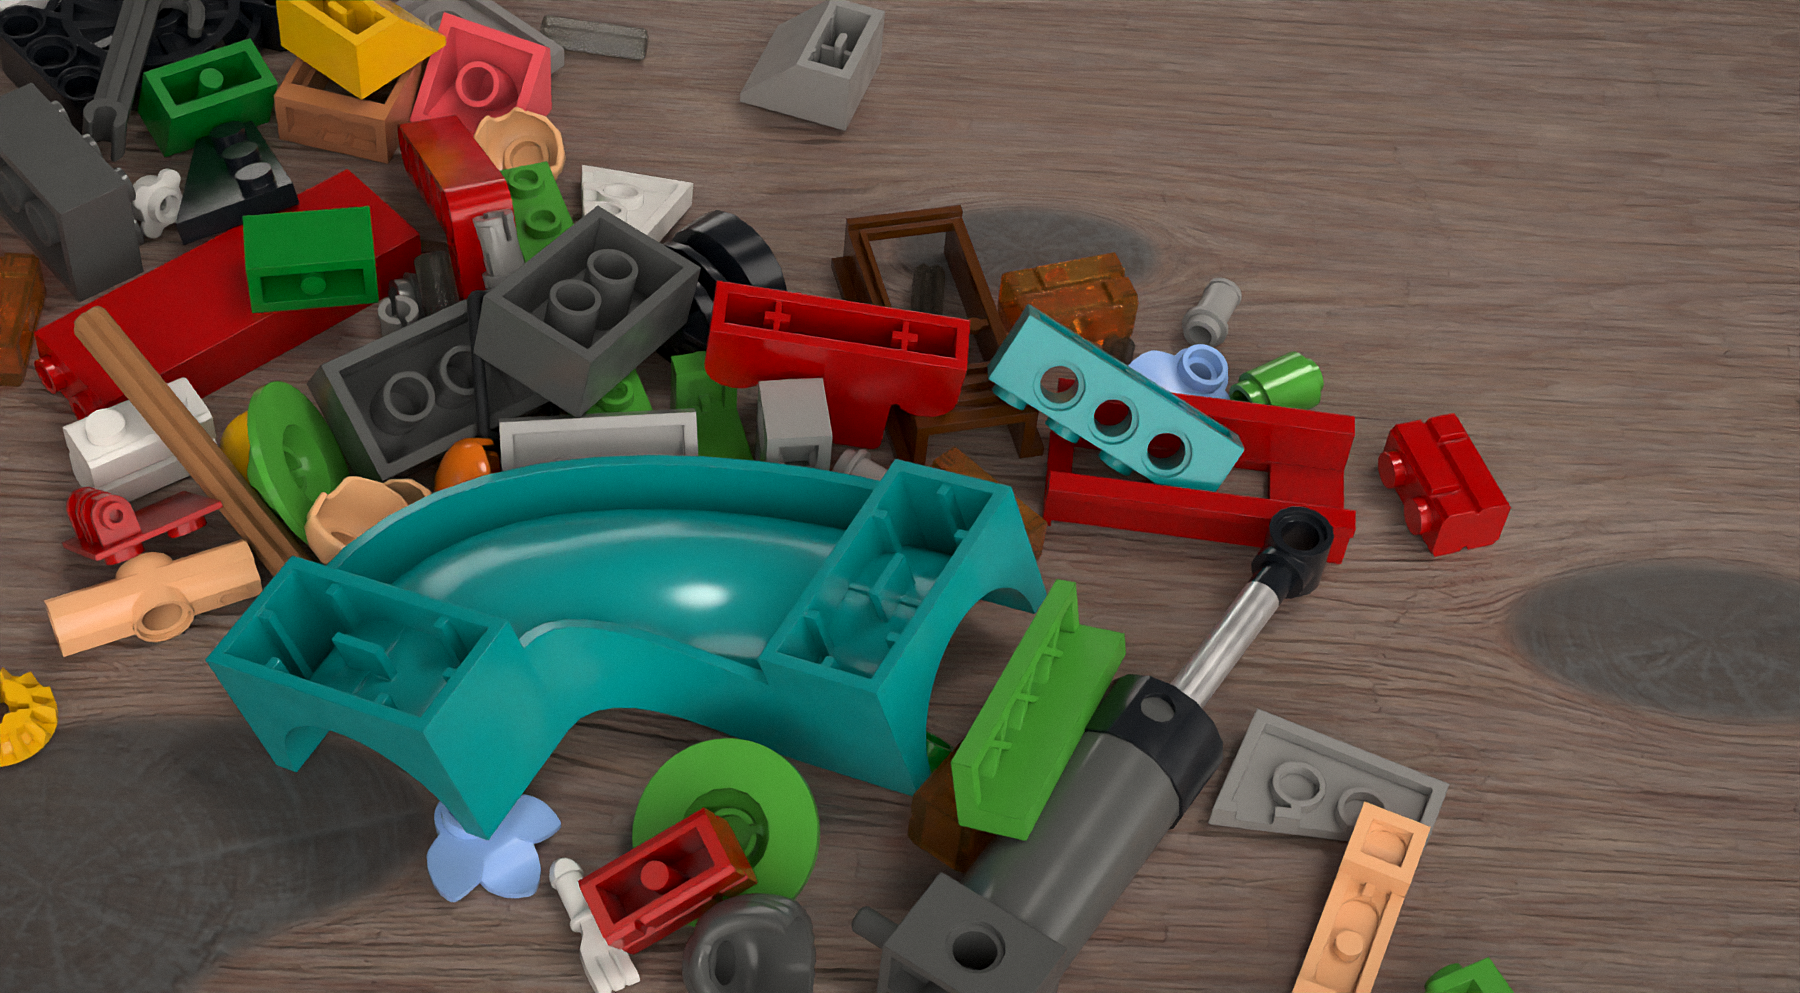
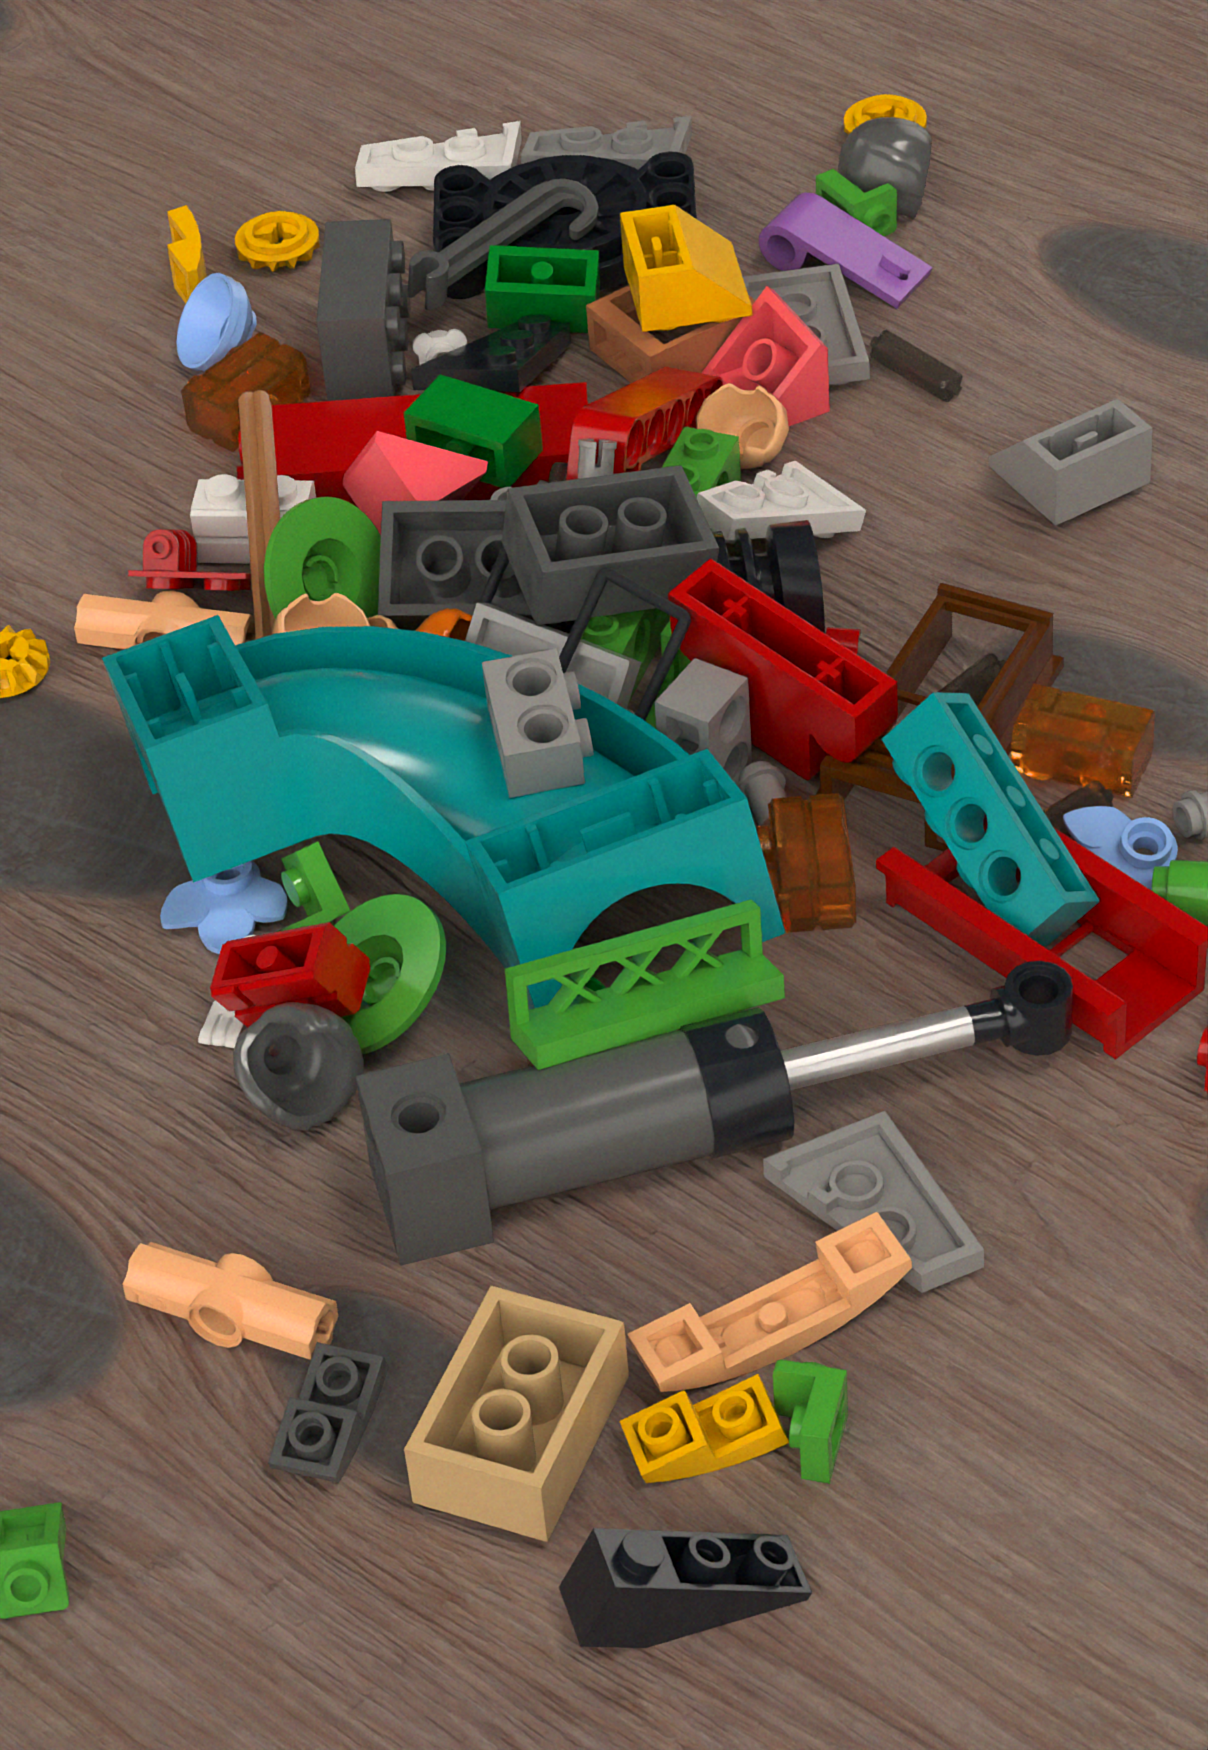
camera: 50 degrees right, 5 degrees down
(287, 337) = (408, 471): none -> coral slope
(592, 787) = (313, 885): none -> bright green bracket
(690, 341) = (650, 597): none -> black piece
(695, 520) = (535, 722): none -> light grey brick

